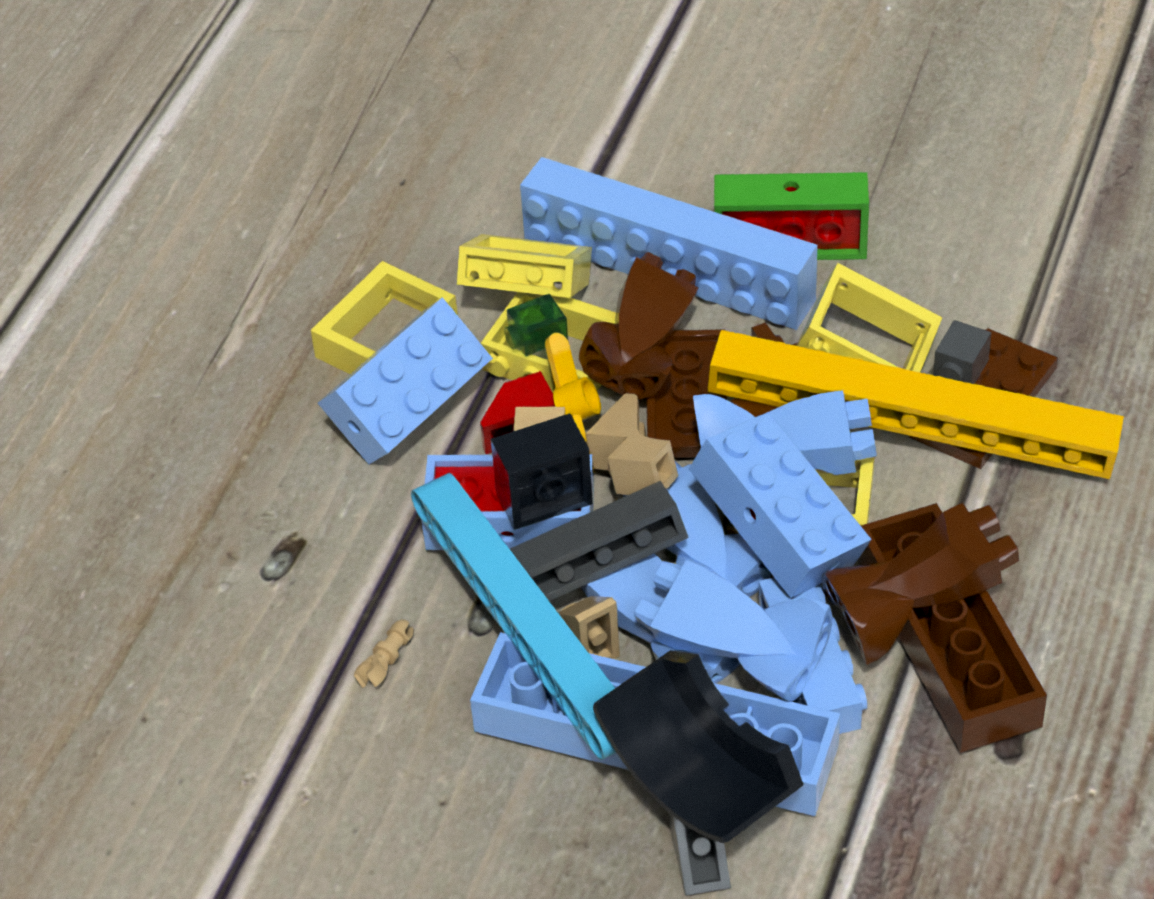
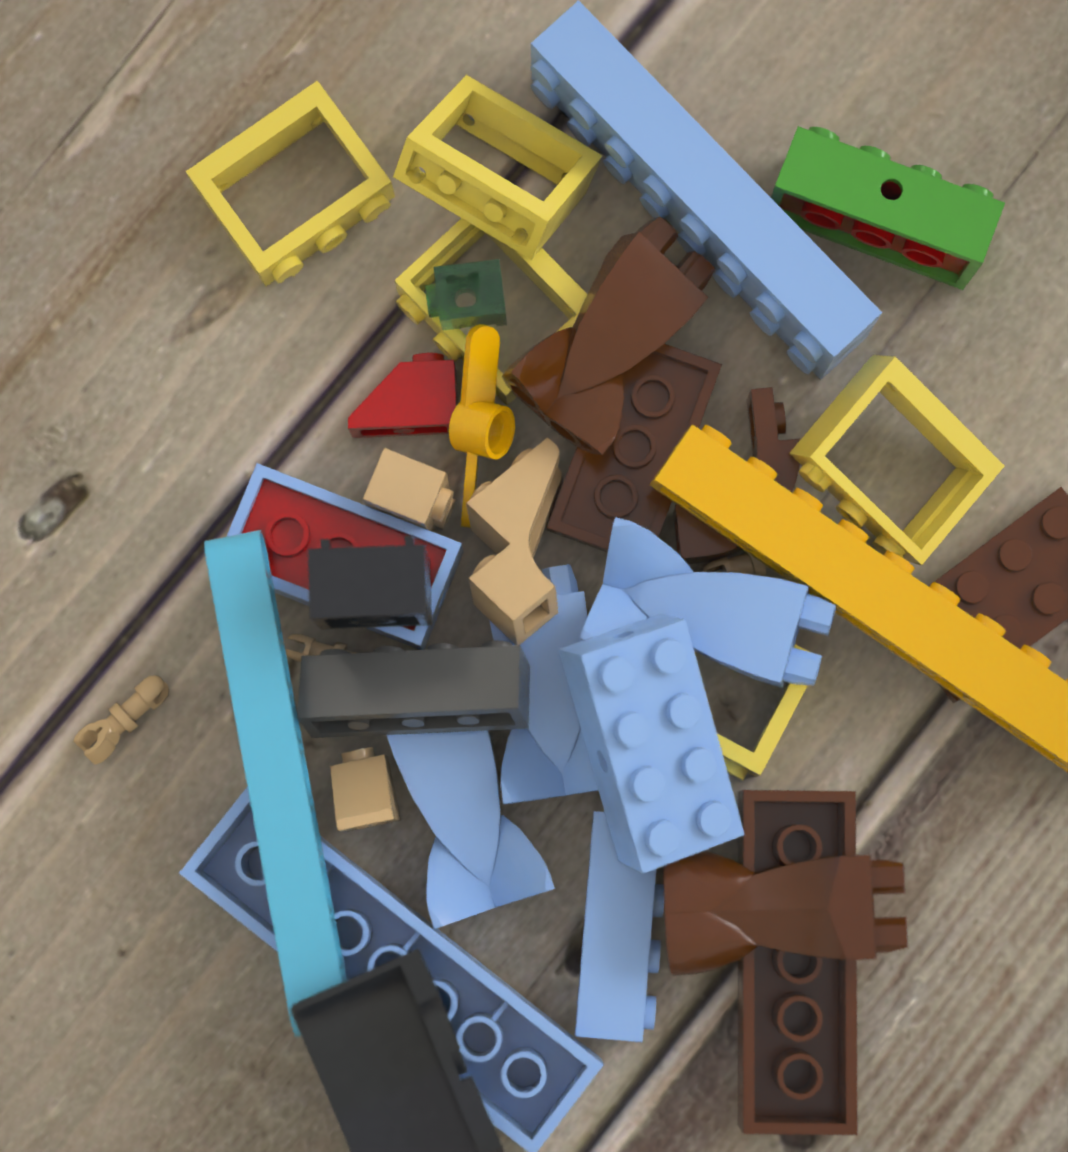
camera: 20 degrees right, 35 degrees up
(405, 381) = (276, 312): light blue brick -> none
(718, 619) = (511, 887): light blue hips -> none
(962, 353) = (997, 550): dark grey brick -> none

